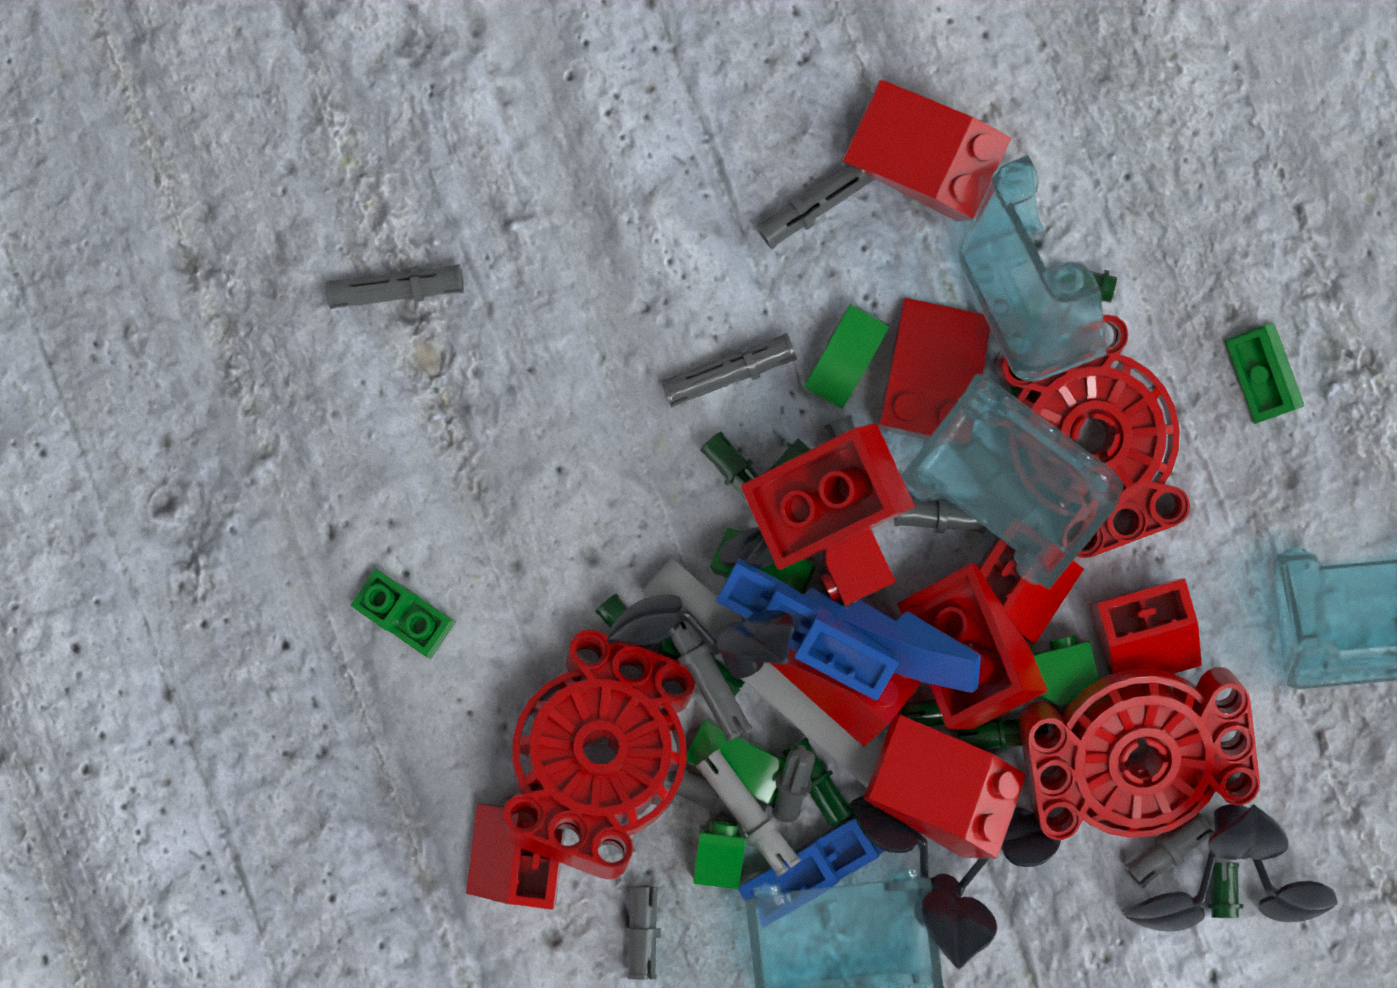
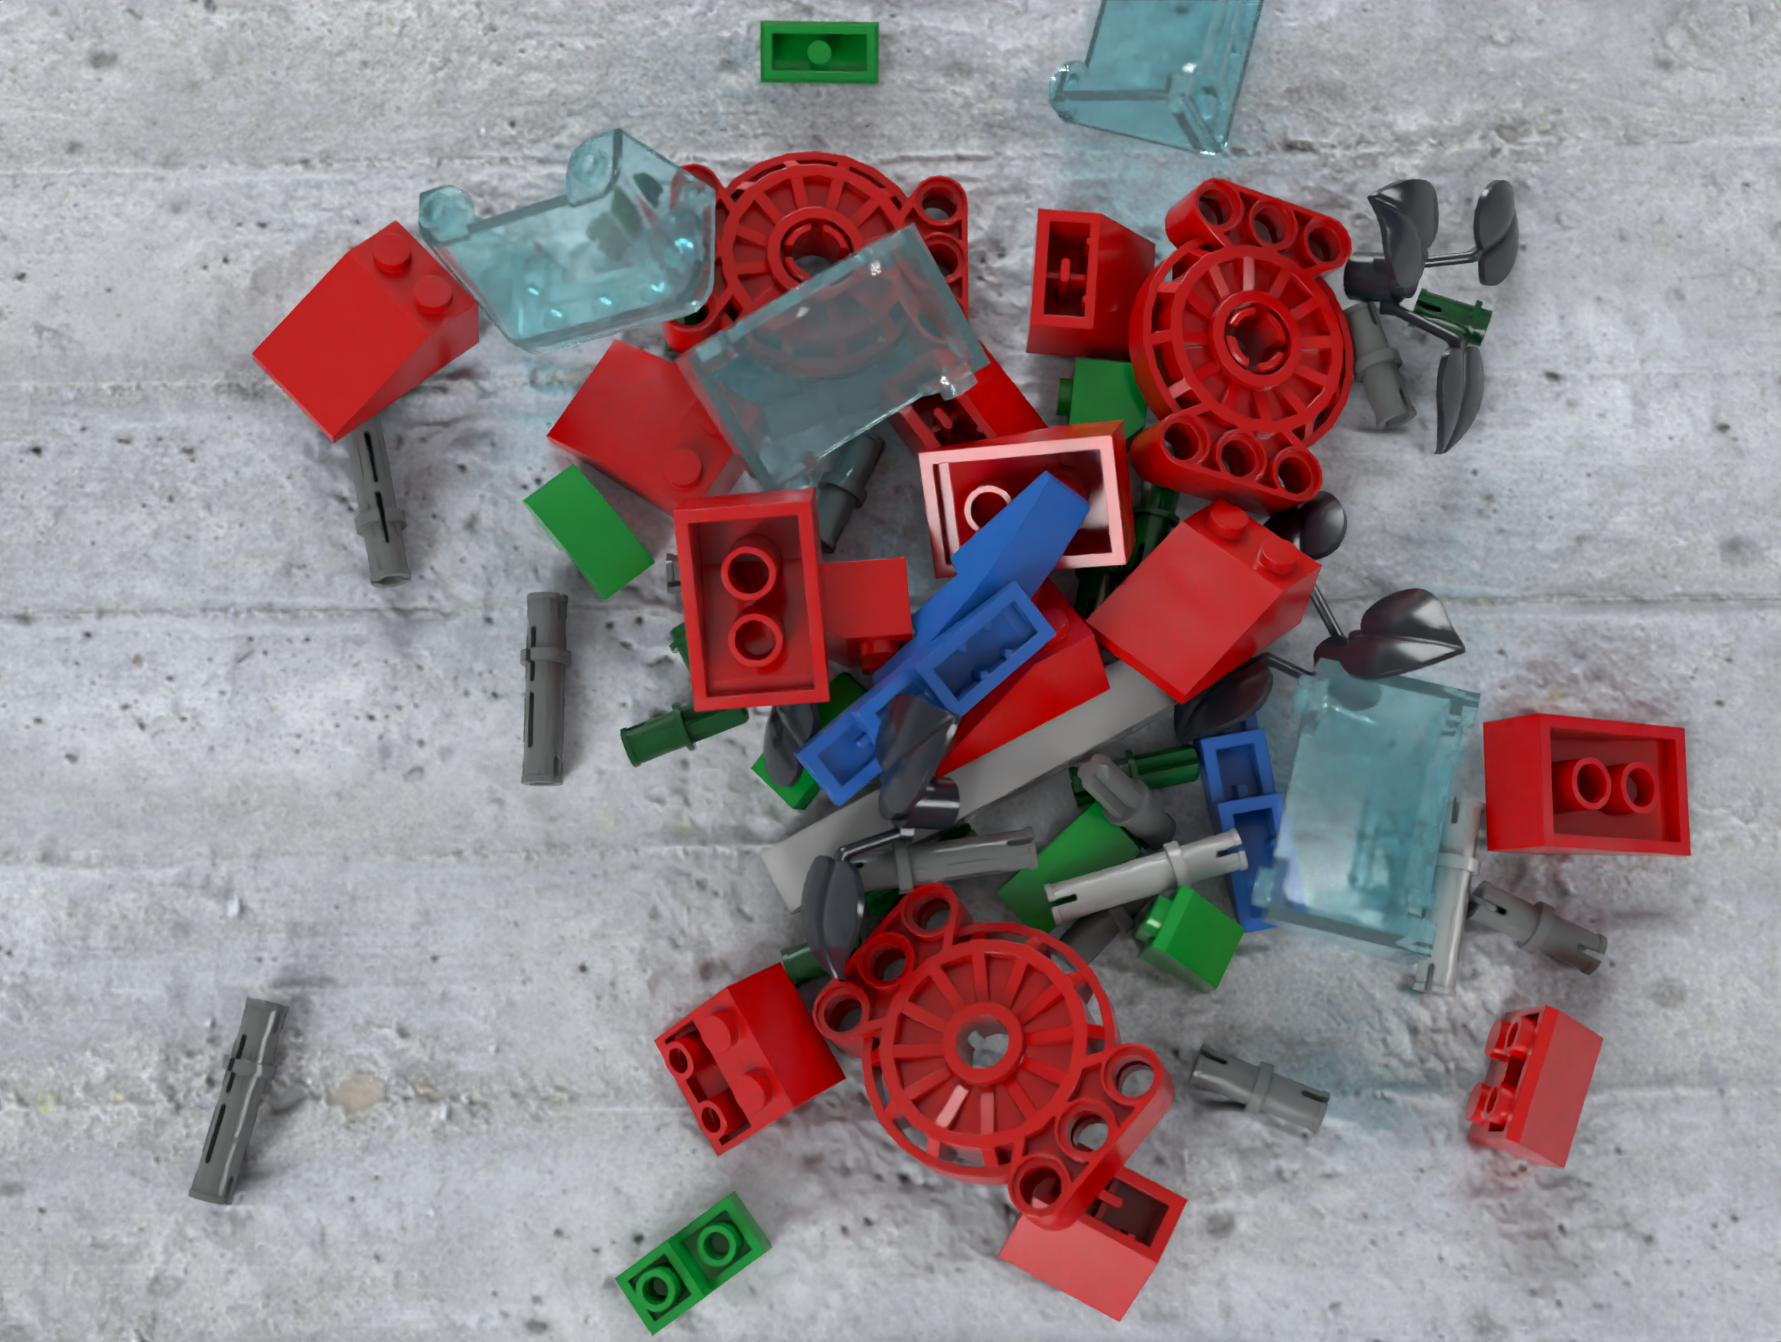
camera: 70 degrees left, 10 degrees down
(539, 600) = (749, 1058): none -> red slope

